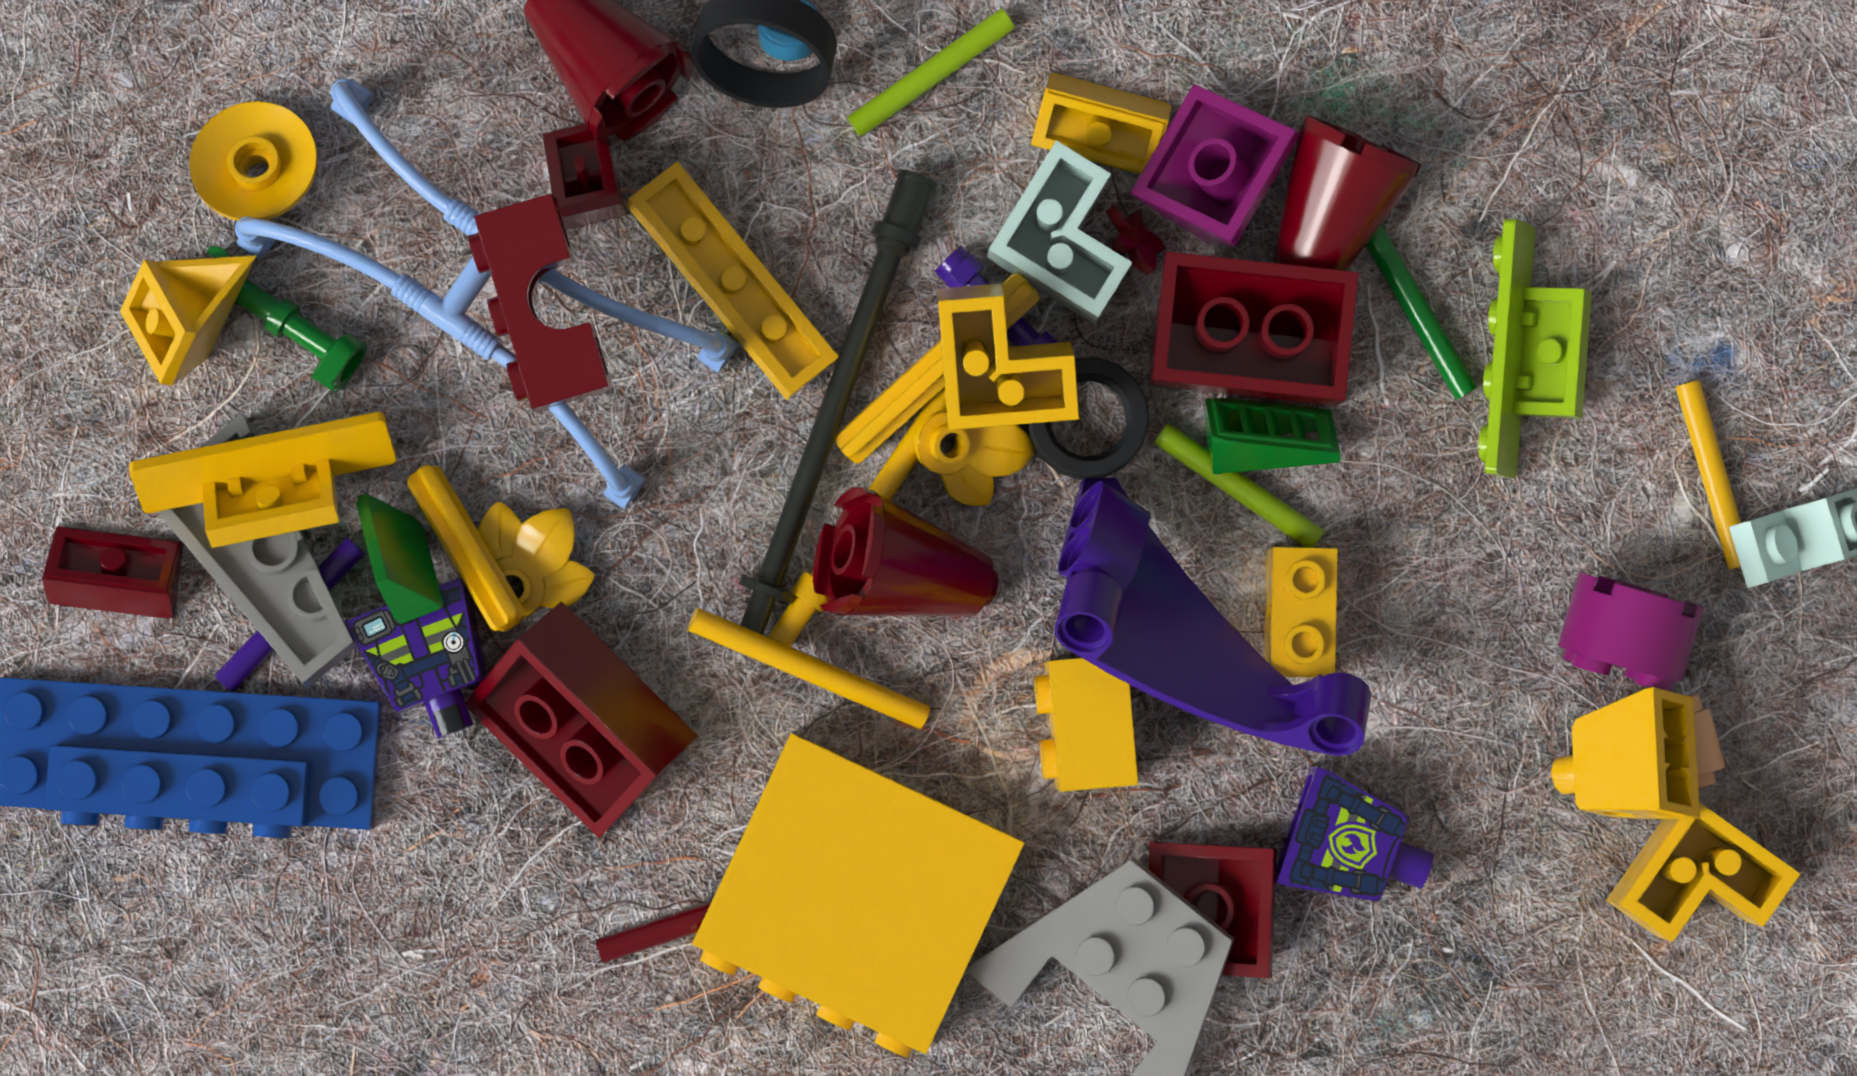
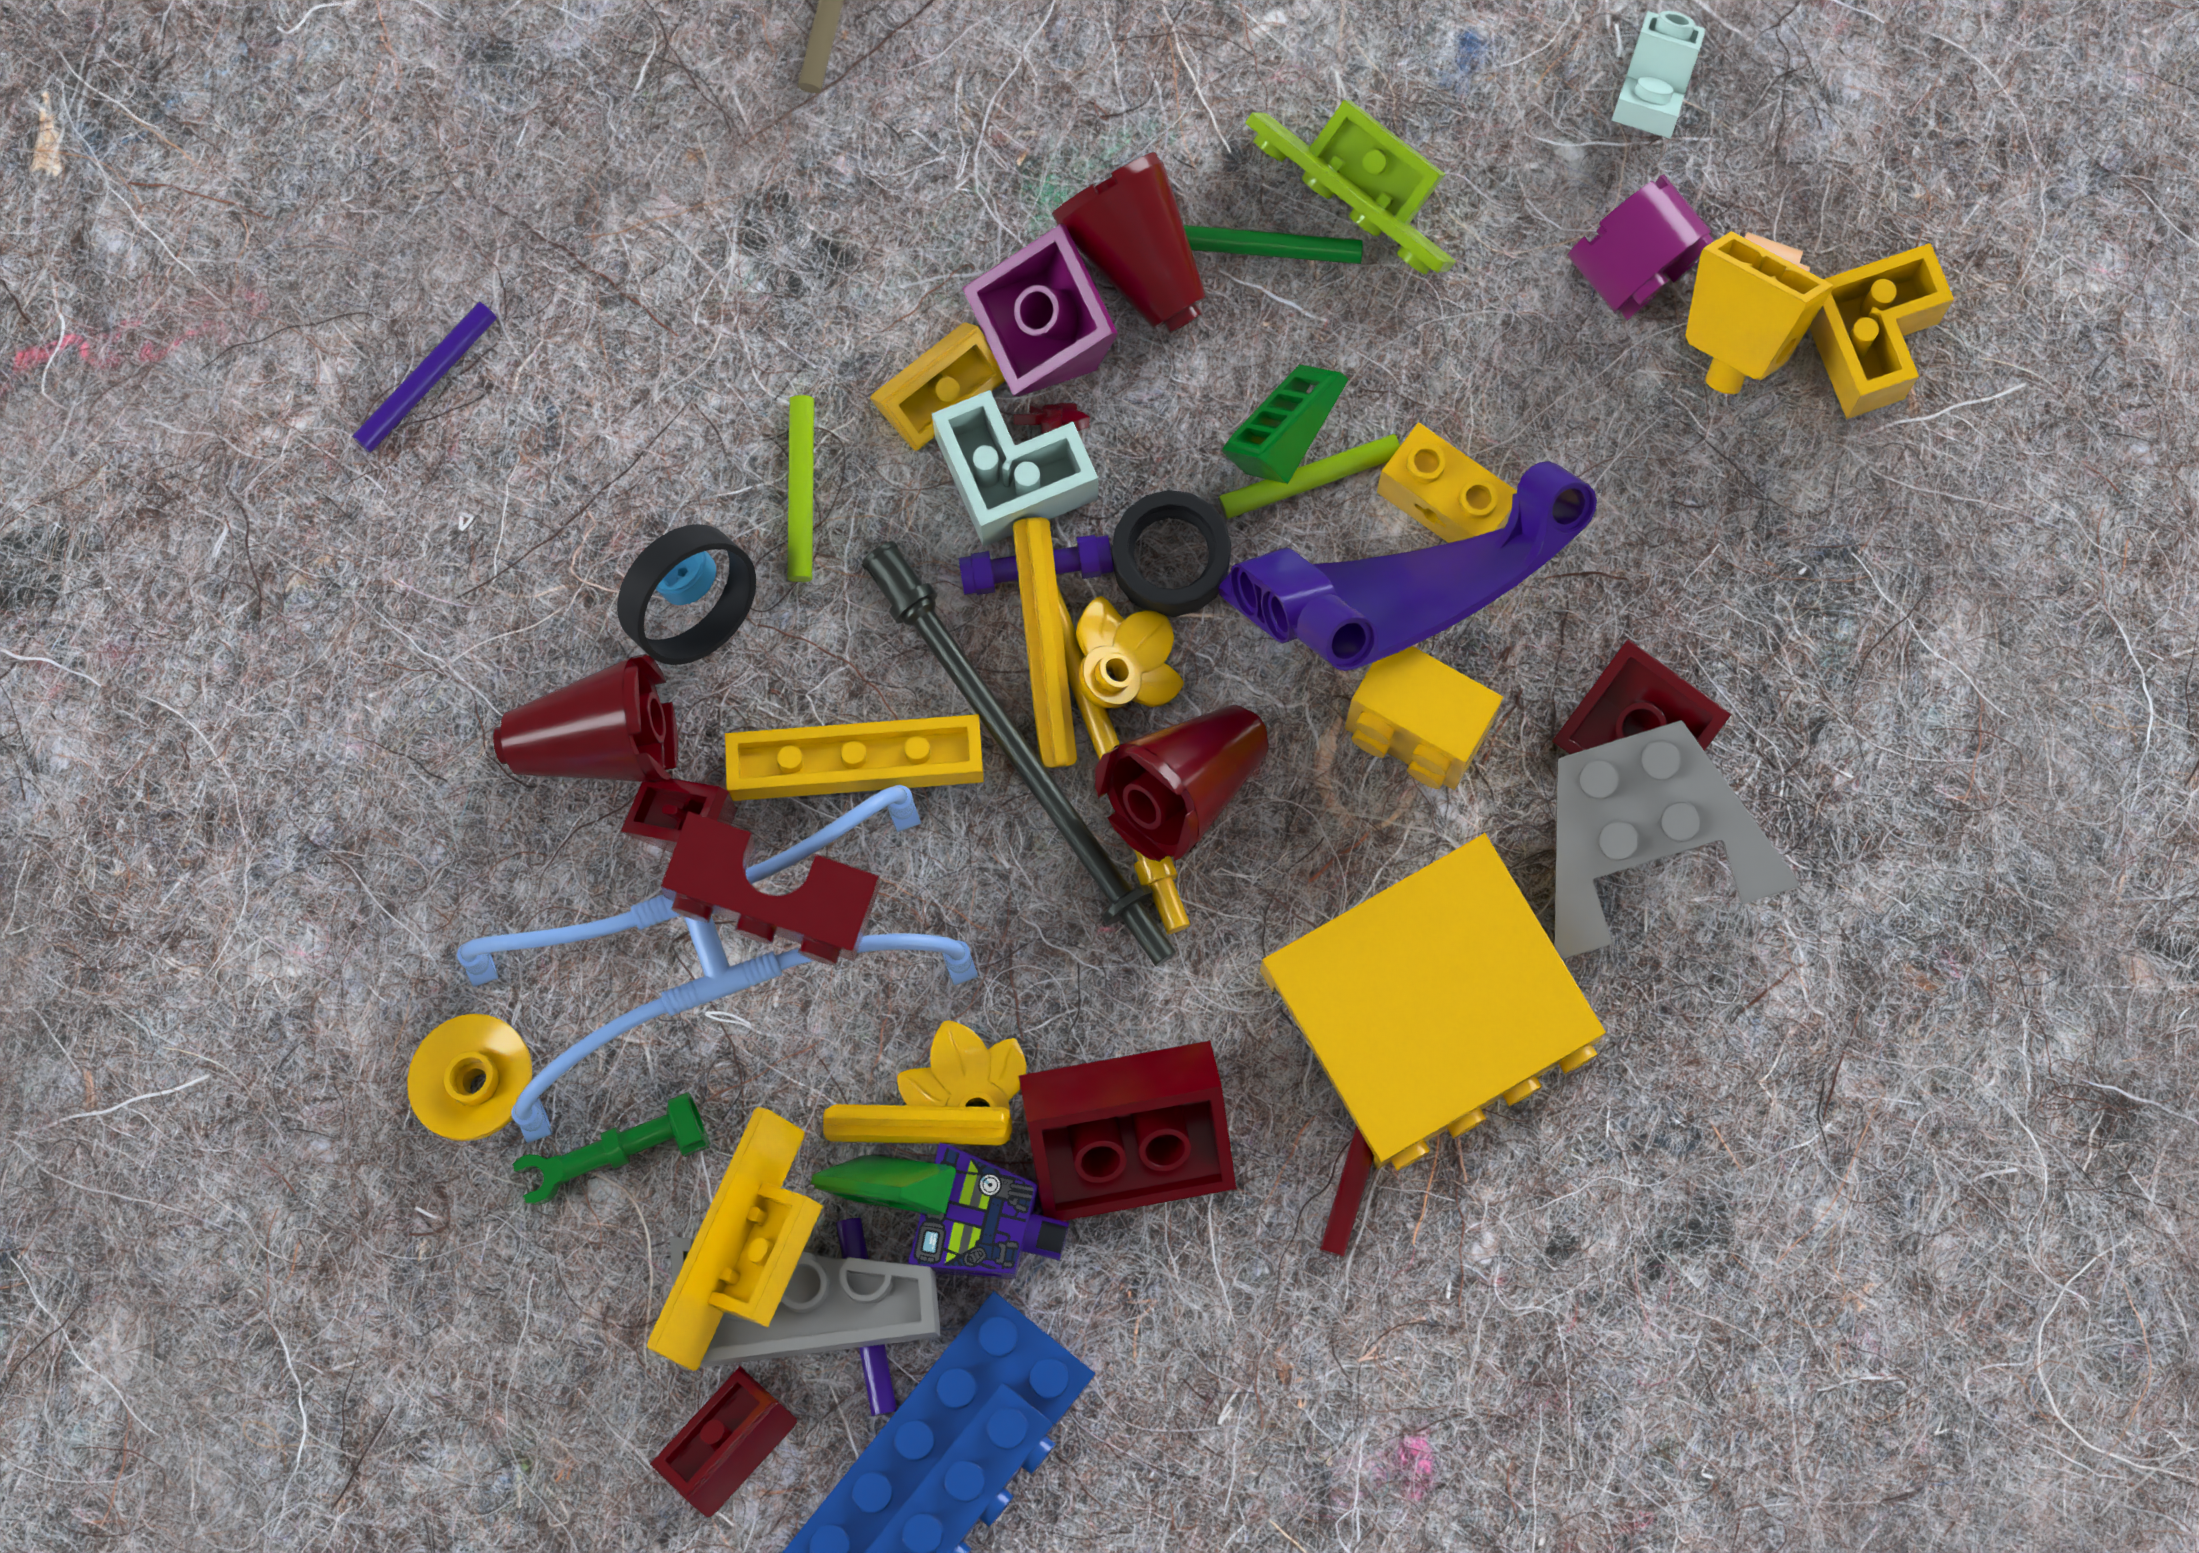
camera: 50 degrees left, 10 degrees down
(181, 309) = (545, 1222): yellow slope -> none
(808, 668) = (1216, 913): yellow bar -> none
(994, 382) = (1081, 594): yellow brick -> none
(1253, 329) = (1194, 371): dark red slope -> none
(1347, 842) = (1660, 581): torso -> none
(1710, 465) = (1555, 108): yellow bar -> none

